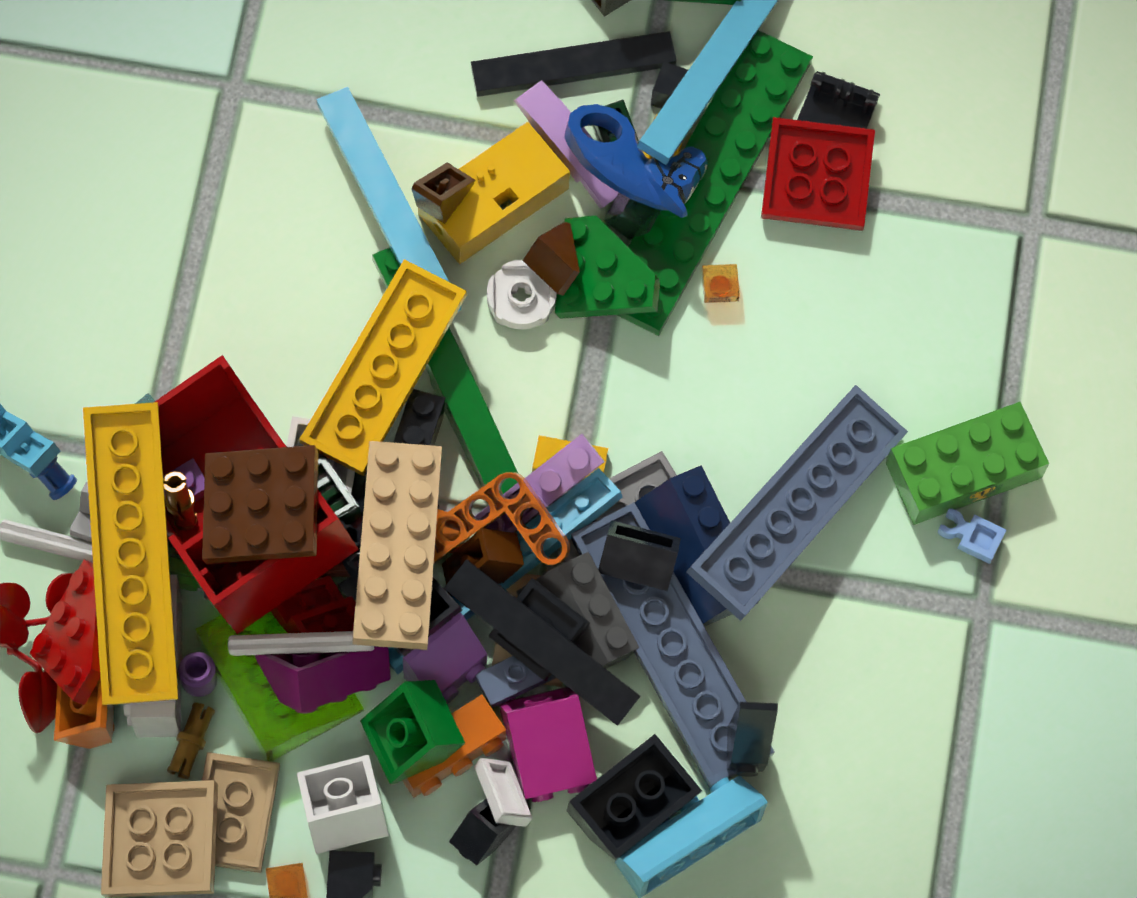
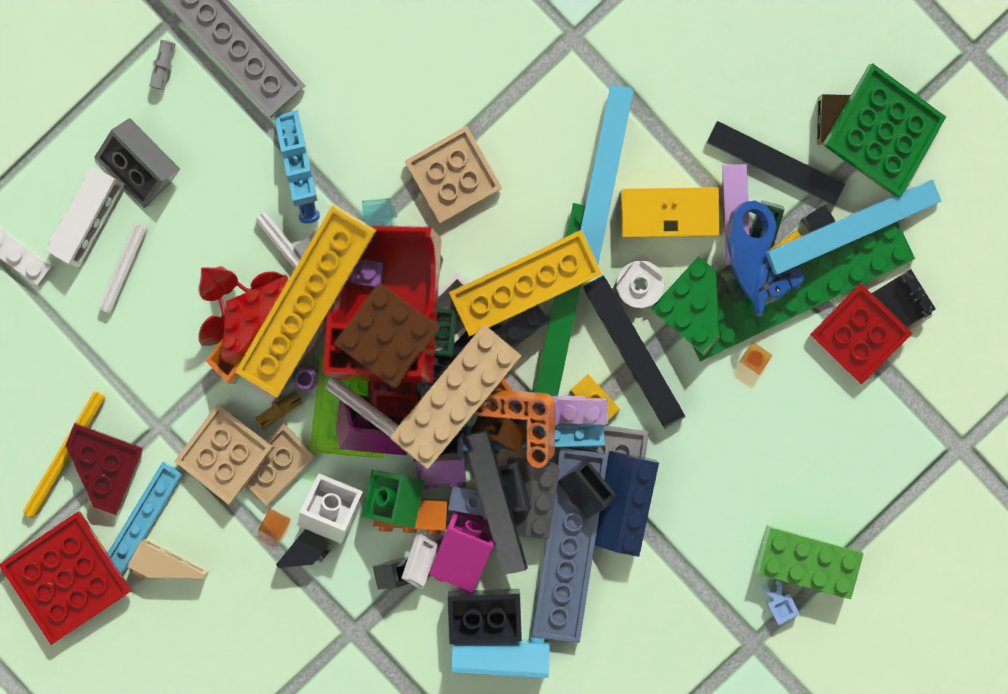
camera: 45 degrees right, 20 degrees up
(179, 501) = (354, 285): pearl gold pin -> none
(203, 318) = (453, 174): none -> tan plate
(442, 191) = (637, 198): reddish brown slope -> none
(554, 258) = (672, 281): reddish brown slope -> none
(574, 373) = (634, 352): none -> black beam
(750, 737) = (566, 635): black slope -> none
(796, 503) = (696, 521): sand blue plate -> none

